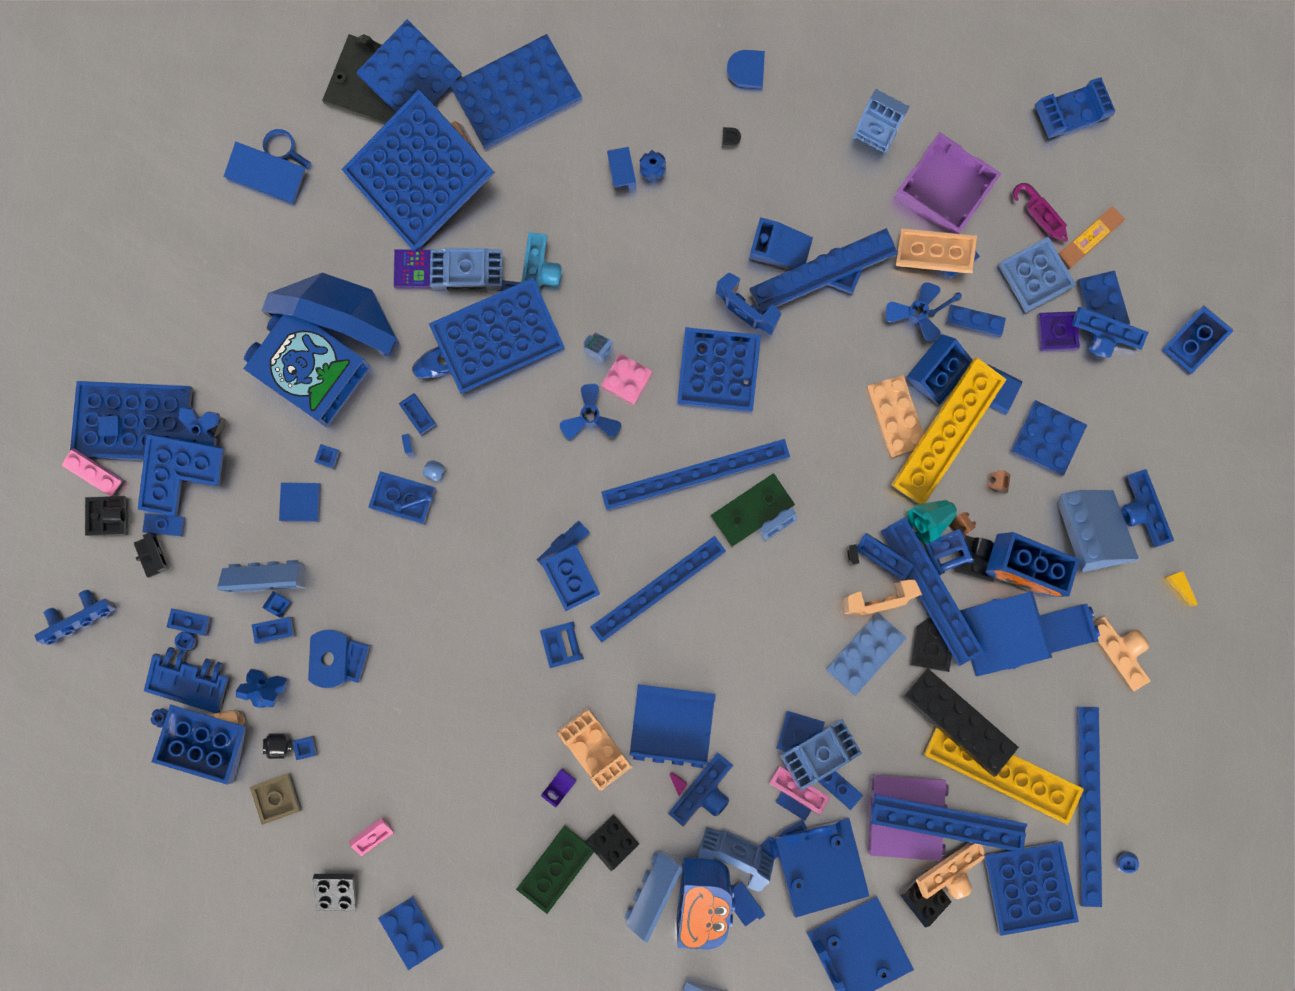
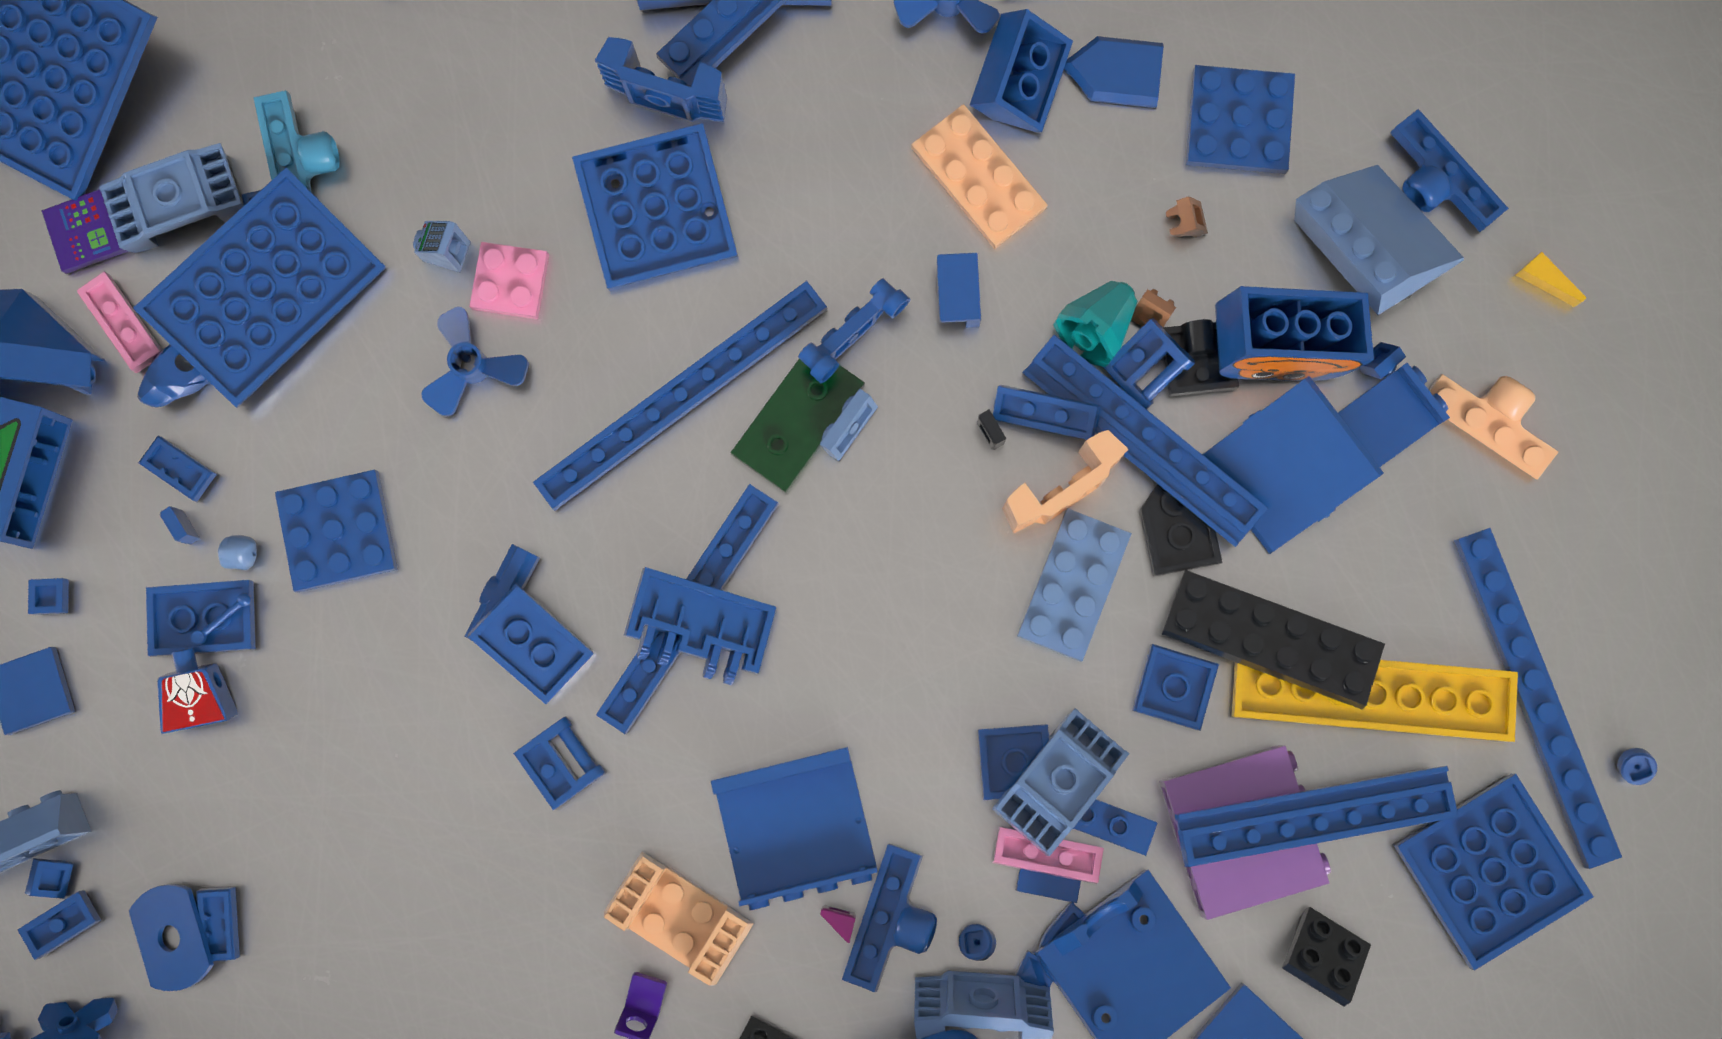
camera: 15 degrees left, 0 degrees up
(384, 537) = (193, 695): none -> torso
(415, 324) = (120, 321): none -> bright pink plate
(488, 478) = (336, 531): none -> blue plate
(665, 599) = (704, 620): none -> blue hinge
(745, 821) = (977, 942): none -> blue tile
(777, 484) = (835, 342): none -> blue plate
(864, 473) = (959, 288): none -> blue panel
(899, 728) = (1175, 687): none -> blue tile
(948, 431) = (1072, 167): yellow plate -> none
(952, 873) = (1354, 896): light nougat plate -> none
(1076, 597) = (1385, 360): none -> blue plate

